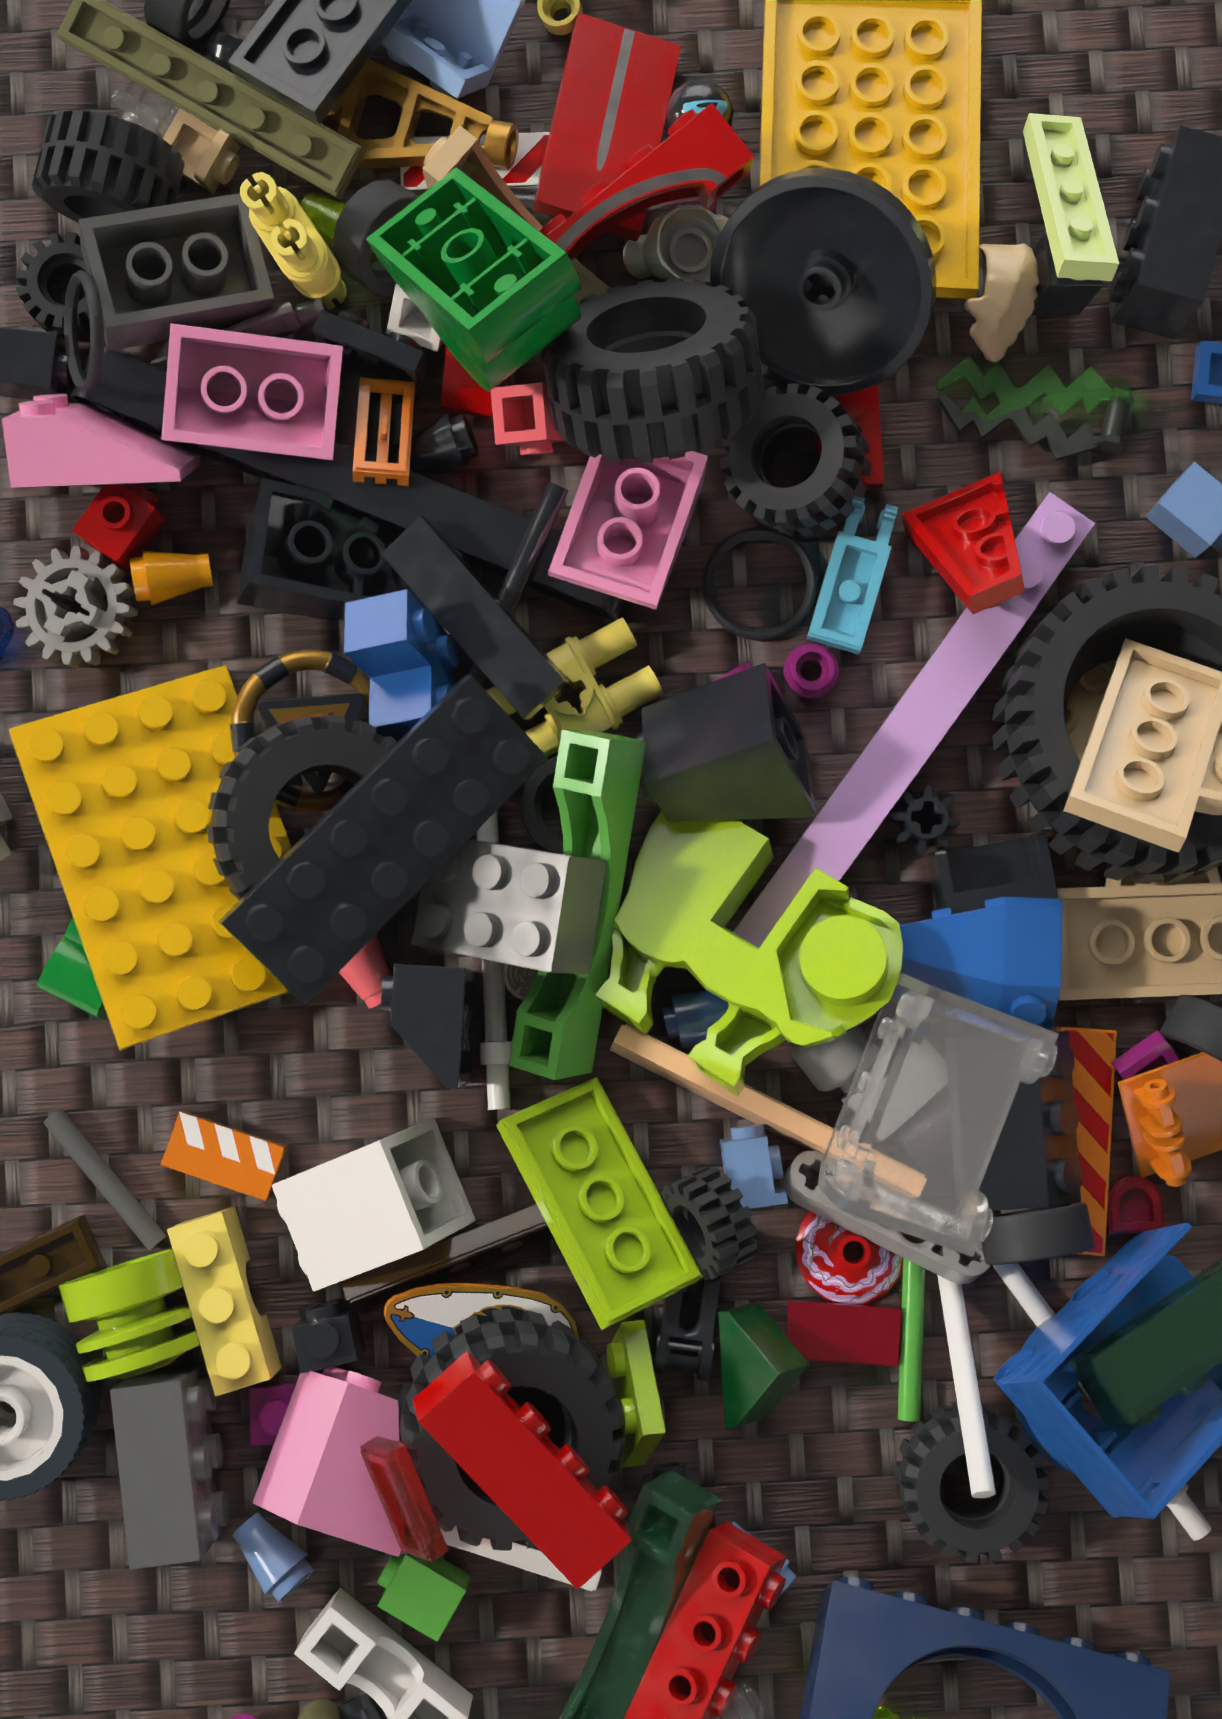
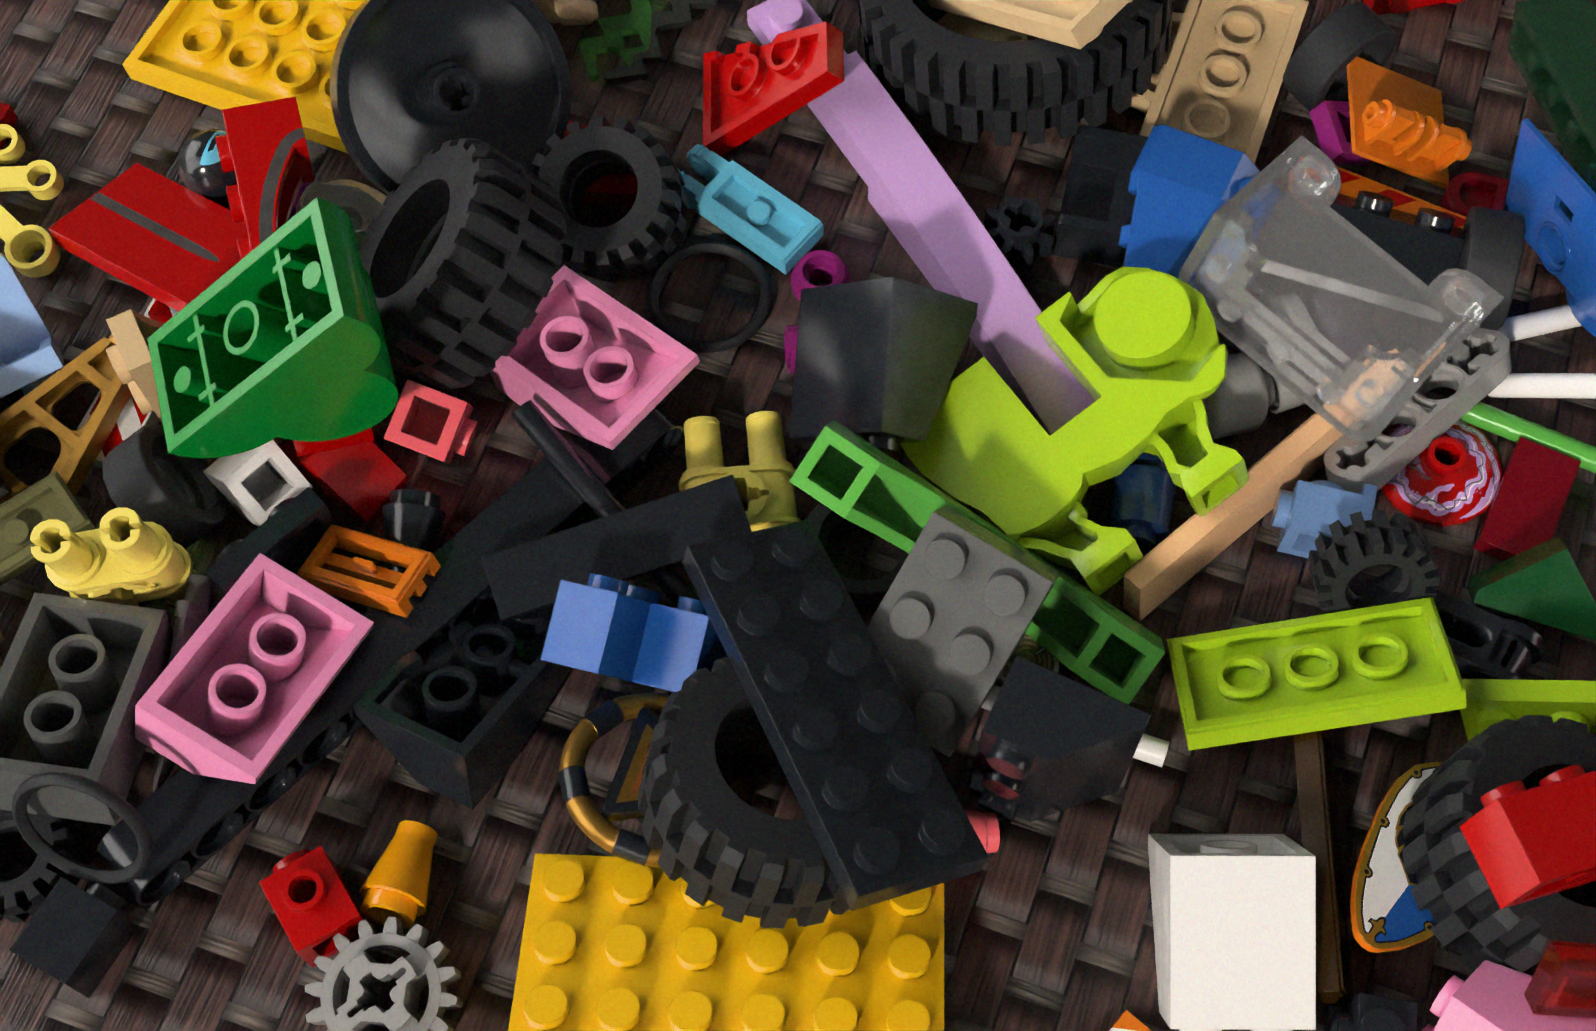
camera: 70 degrees left, 20 degrees down
(83, 445) = (203, 904): bright pink slope -> none

